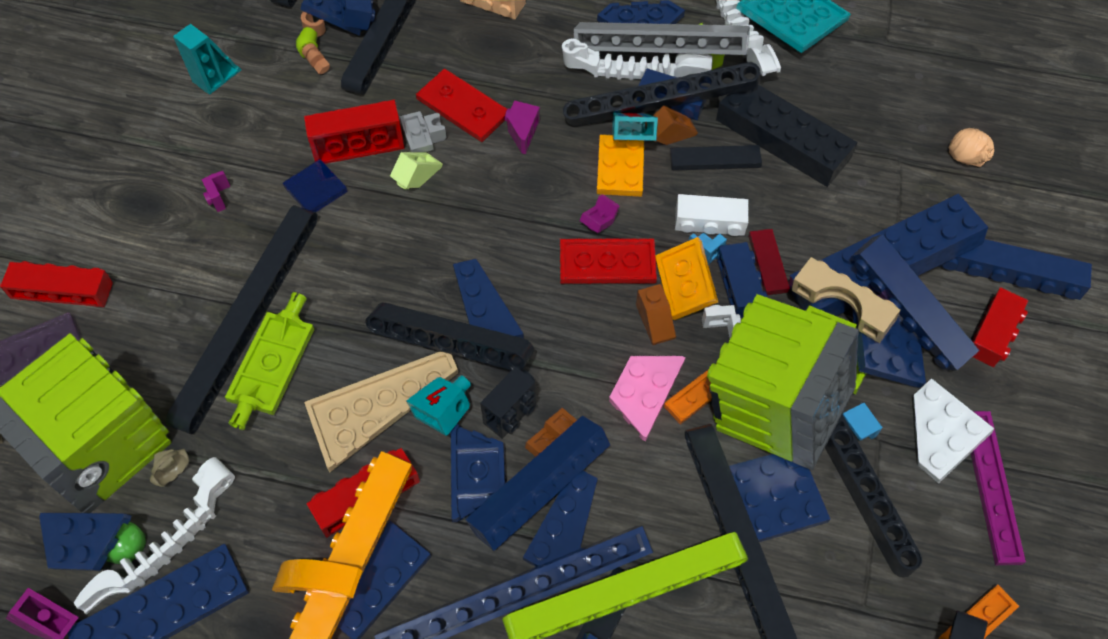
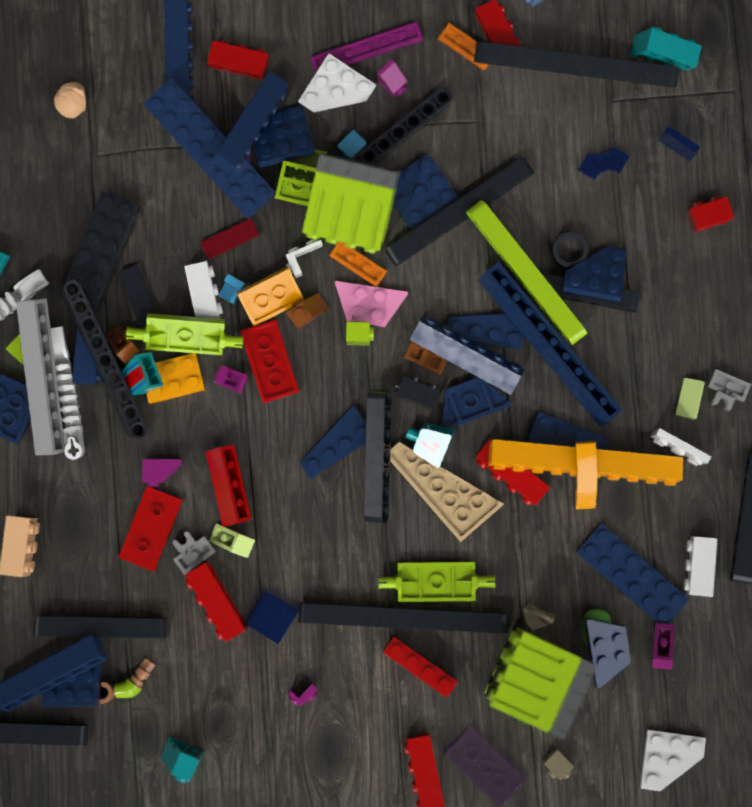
camera: 105 degrees left, 25 degrees up
(180, 313) = (420, 666): none -> red brick
(212, 481) = (537, 582): white piece -> none
(477, 178) = (228, 485): none -> red brick
(609, 356) = (359, 333): none -> lime brick
(666, 178) = (184, 334): none -> lime plate
(739, 275) = (256, 255): dark blue brick -> none
(820, 282) = (275, 149): tan arch -> none
(946, 497) = (392, 79): none -> magenta slope

